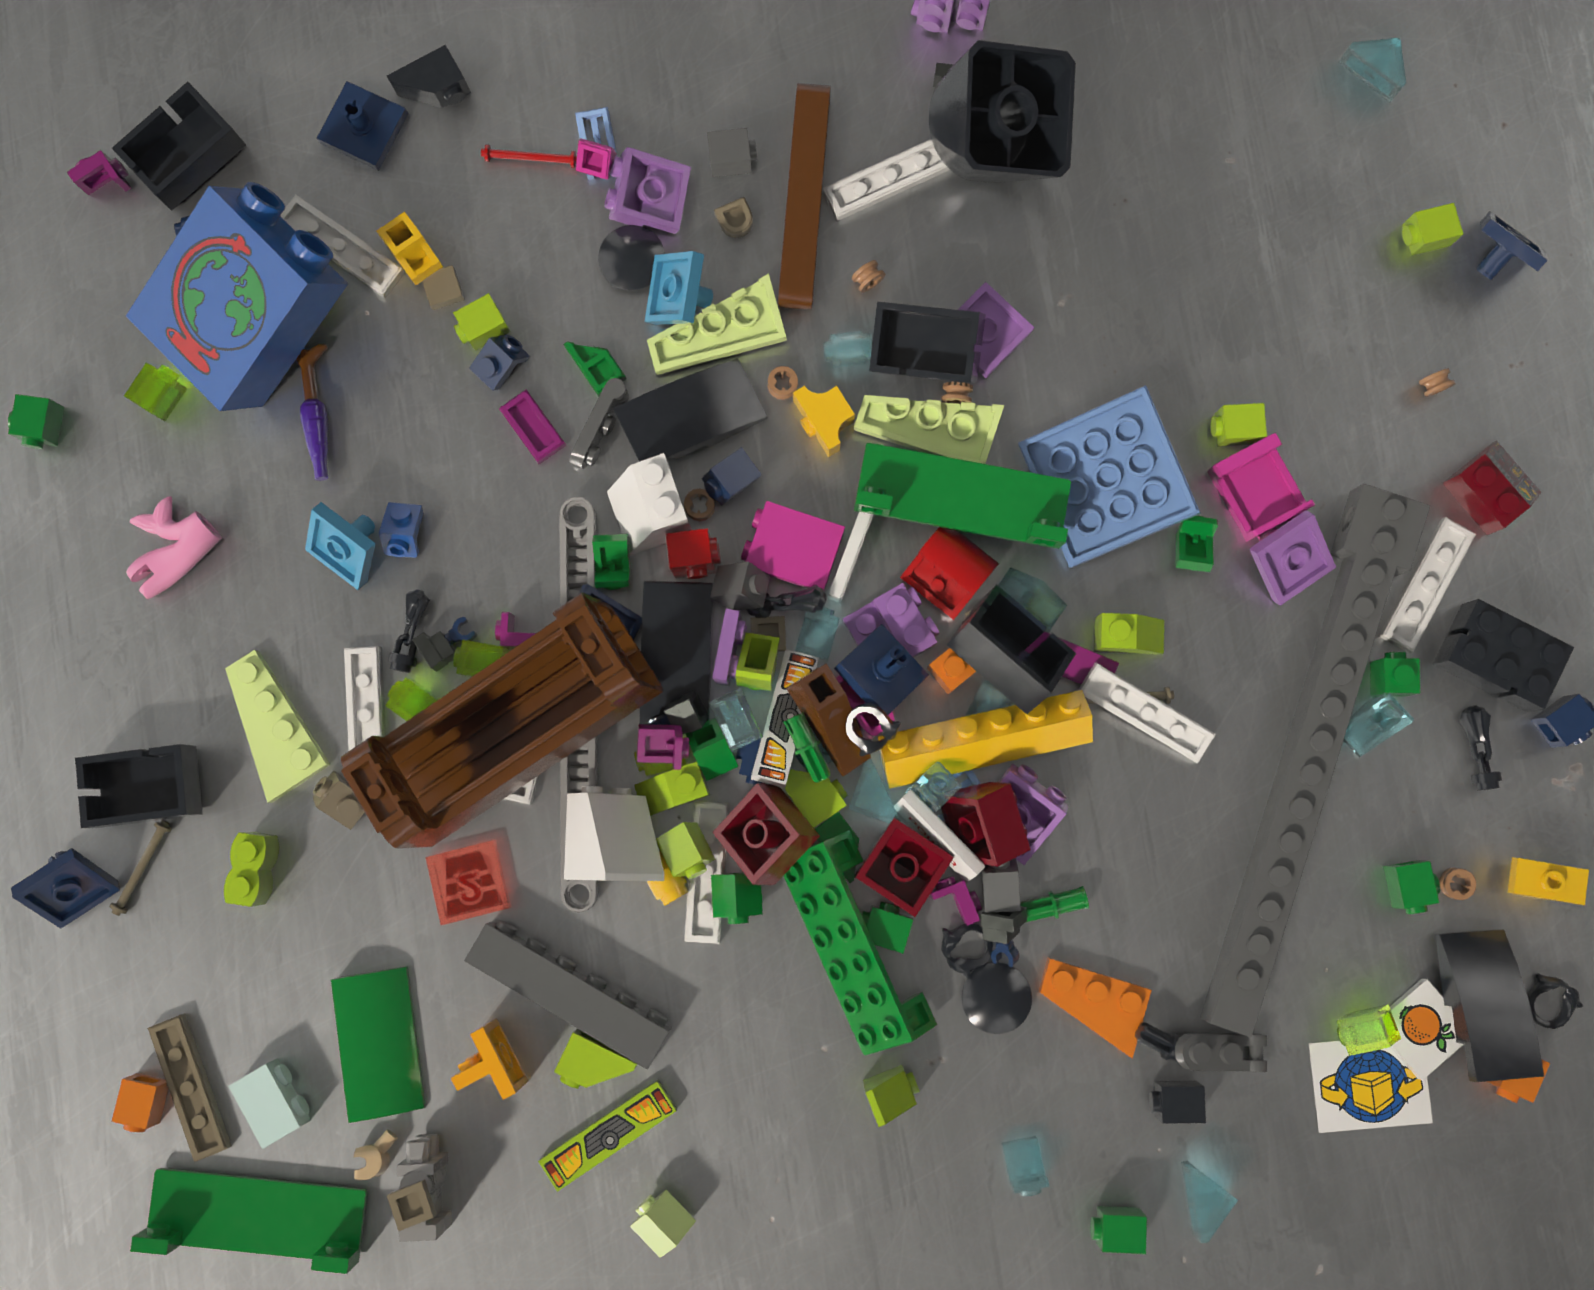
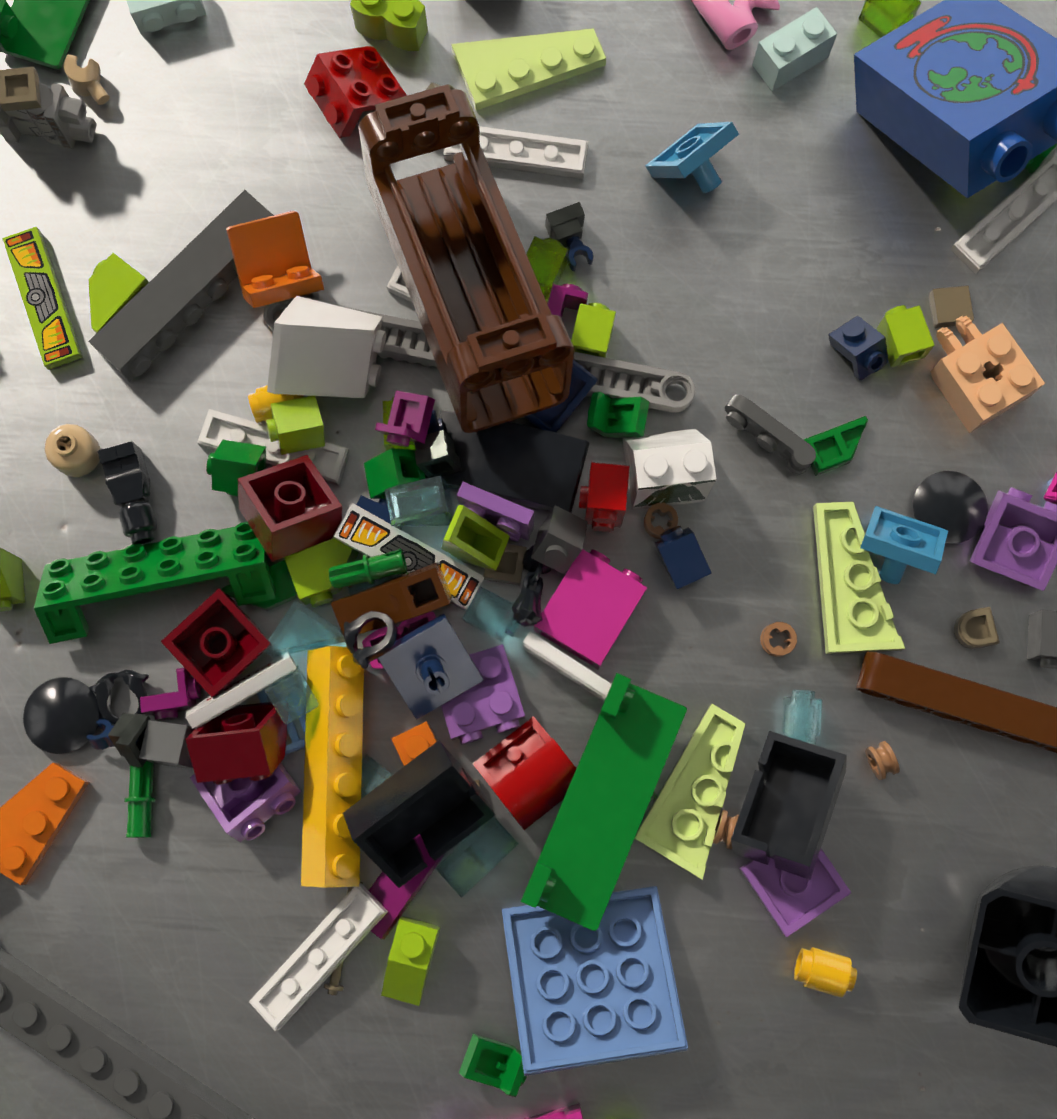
camera: 100 degrees right, 5 degrees down
(213, 473) = (794, 49): none -> light aqua brick
(314, 412) = (840, 155): dark purple piece -> none
(331, 887) = (350, 83): none -> red bracket
(378, 1044) = (192, 102): green slope -> none
(400, 529) = (699, 216): blue bracket -> none
(409, 248) = (1000, 276): yellow brick -> none
(409, 698) = (520, 192): clear neon green brick -> none
(415, 606) = (615, 215): black piece -> none
(468, 882) = (328, 212): clear red tile -> none
(486, 241) = (986, 355): none -> light nougat hinge
(493, 1058) = (140, 199): light orange bracket -> none
(532, 426) = (781, 368): magenta tile -> none
(532, 913) = (272, 259): none -> orange bracket
(534, 601) = (593, 329): none -> lime brick
(673, 788) = (359, 426): lime slope -> none
(691, 412) = (762, 531): black slope -> none
(754, 1043) = (72, 450): none -> tan head
(779, 992) = (130, 489): none -> black piece
(824, 416) = (729, 674): yellow brick -> none
(884, 180) = (993, 804): white tile -> none
(888, 926) = (162, 612): green brick -> none
(1054, 291) = (825, 971): none -> yellow brick

